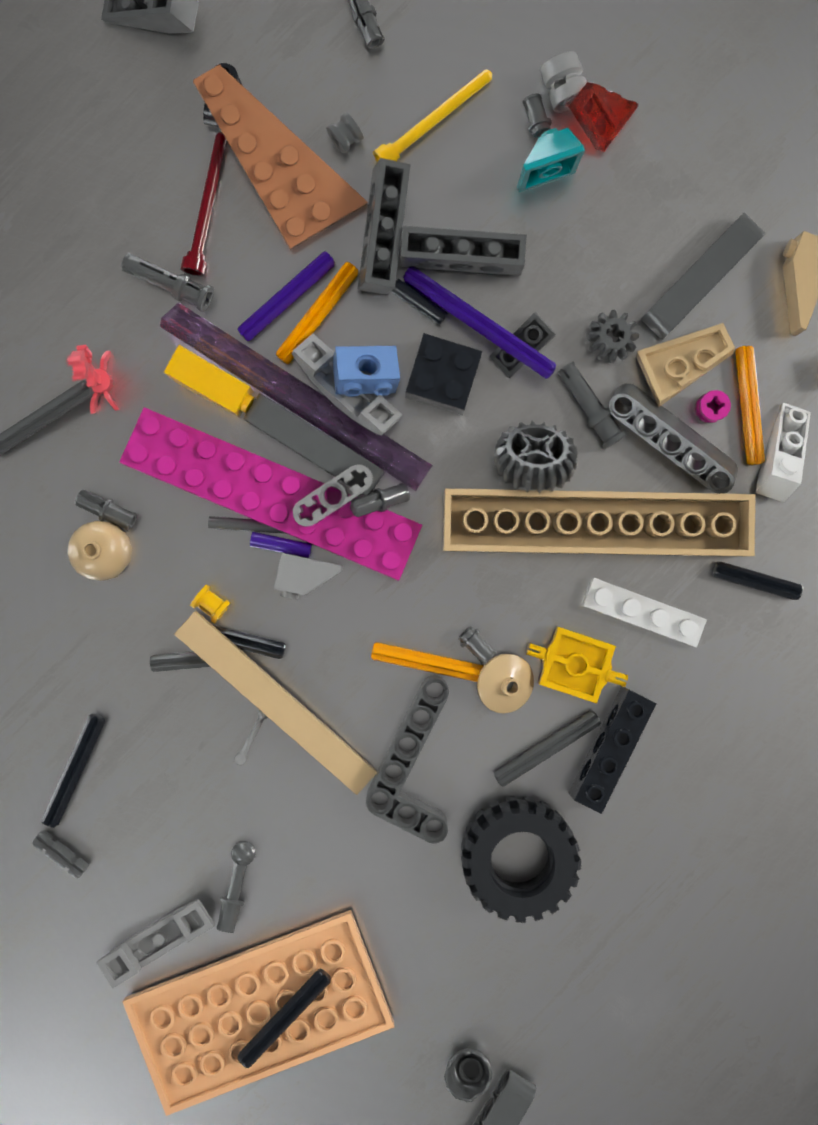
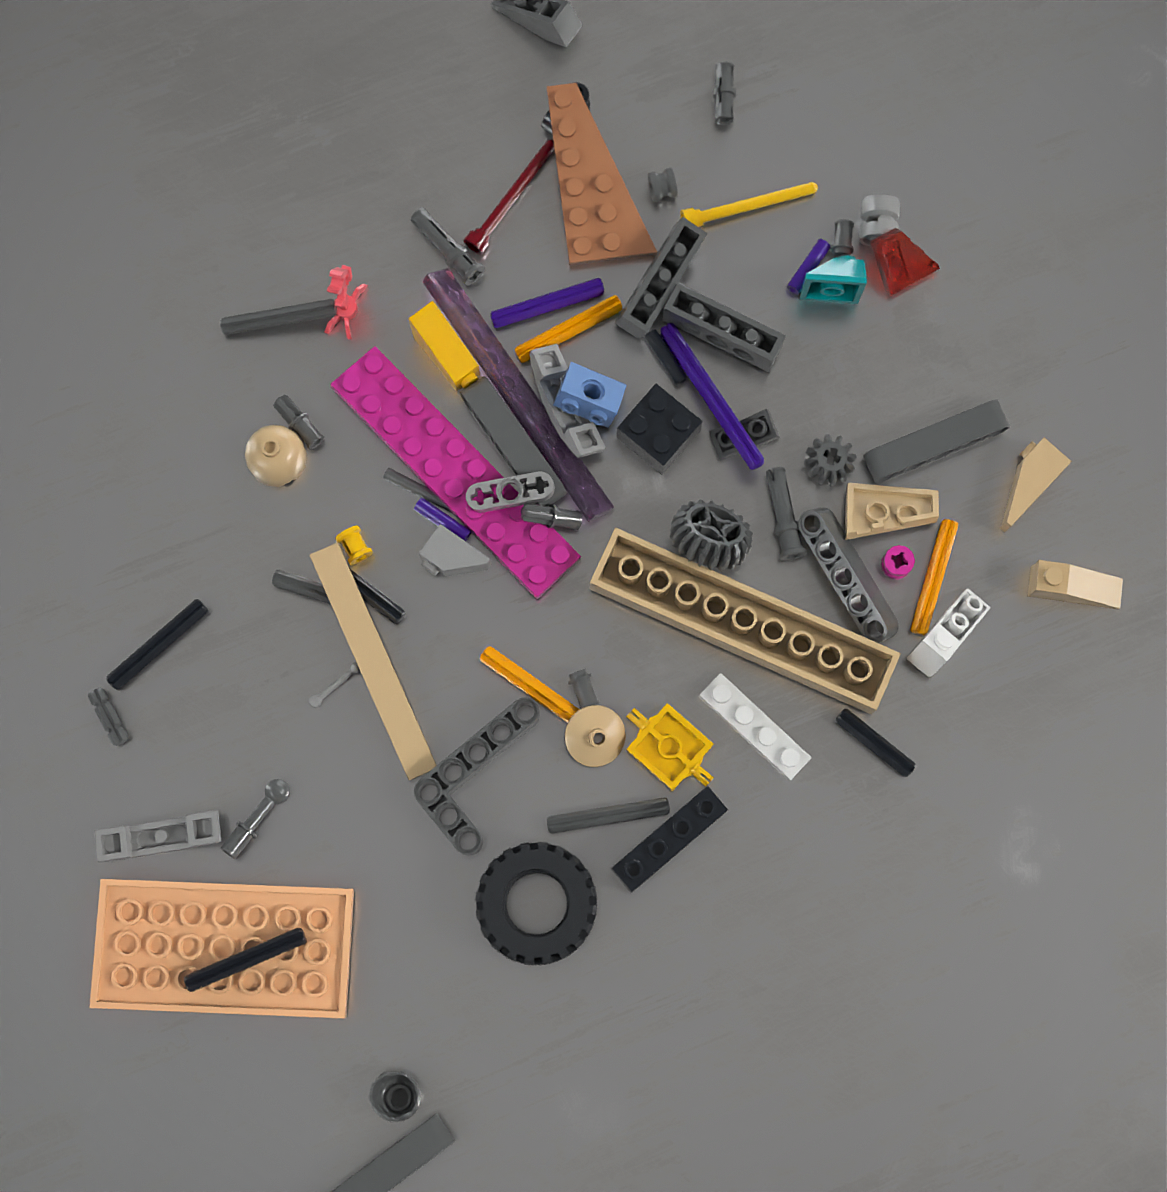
camera: 20 degrees right, 10 degrees down
(515, 155) = (811, 262): none -> dark purple piece

